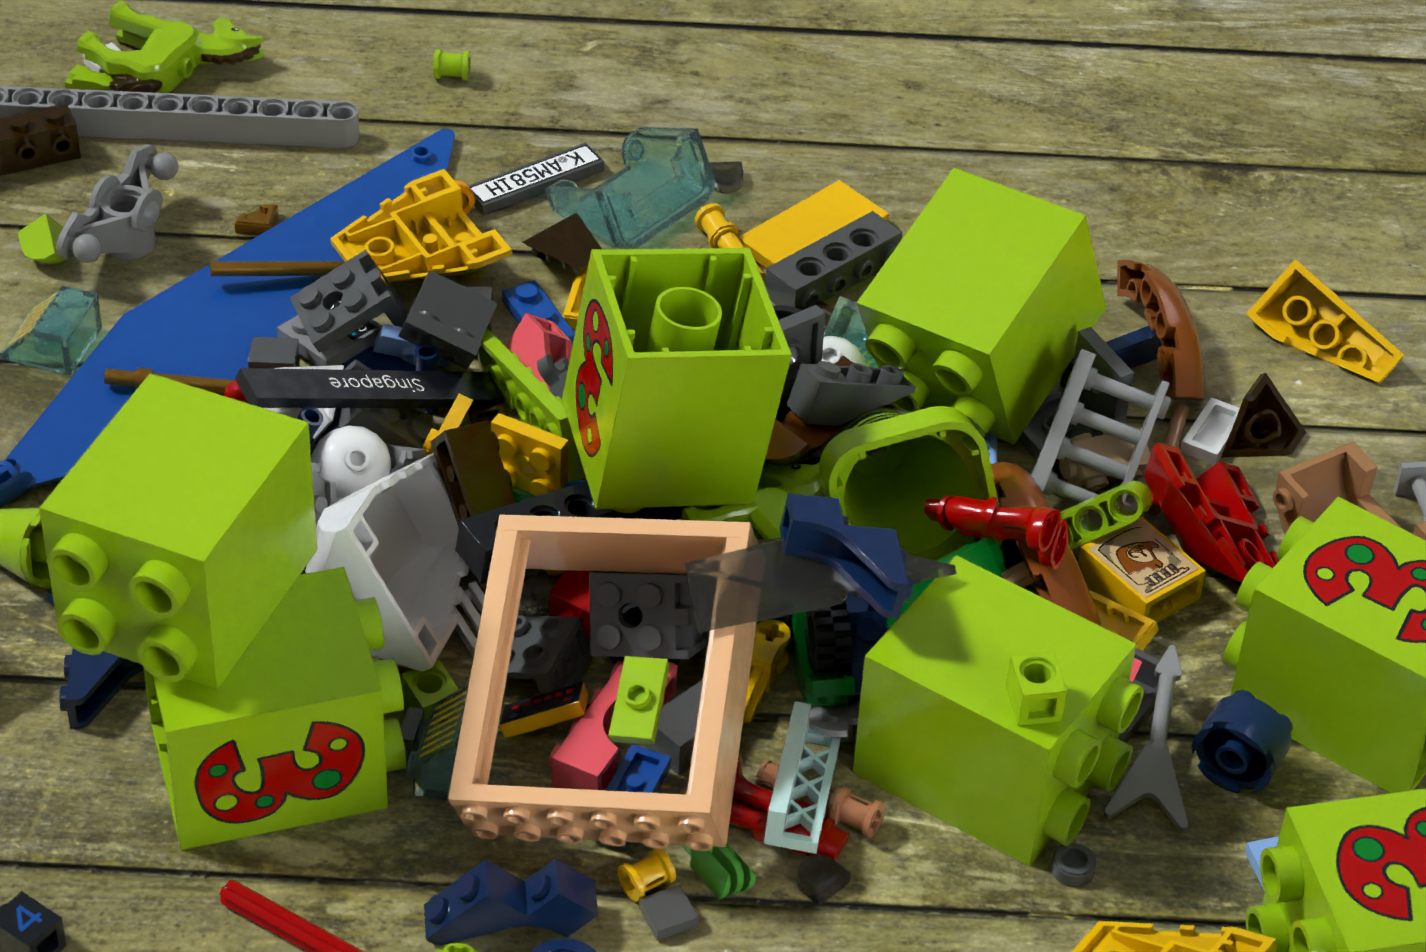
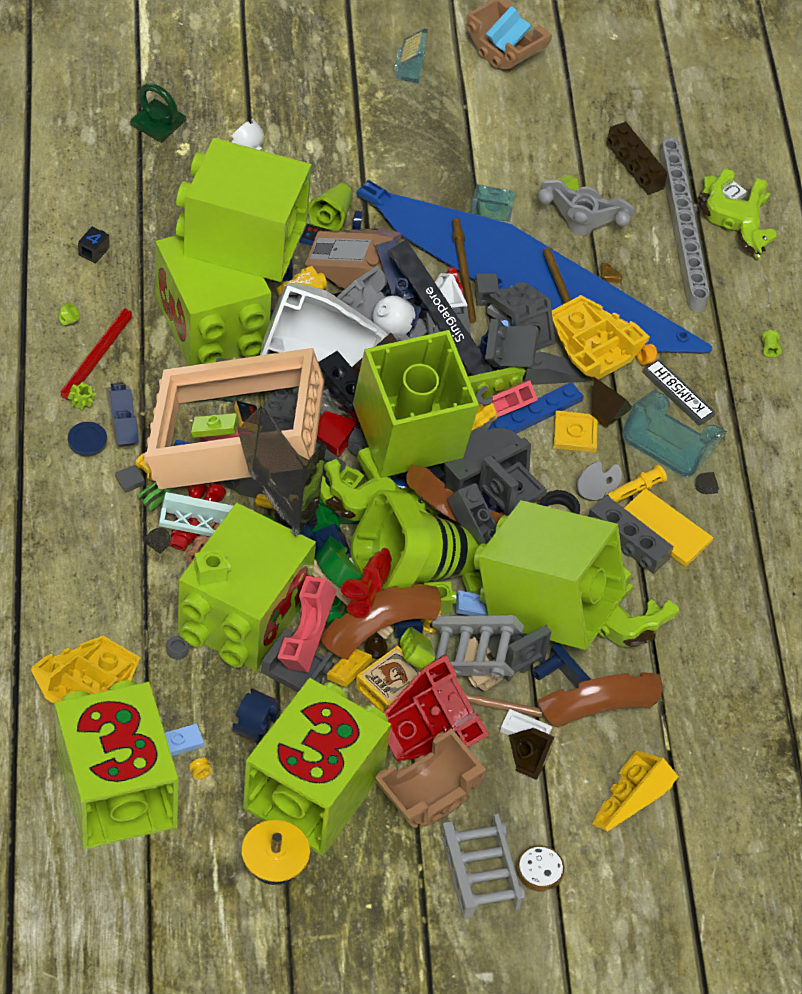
camera: 80 degrees right, 10 degrees up
(862, 555) = (278, 483): dark blue arch -> none
(1153, 770) = (241, 681): light grey piece -> none

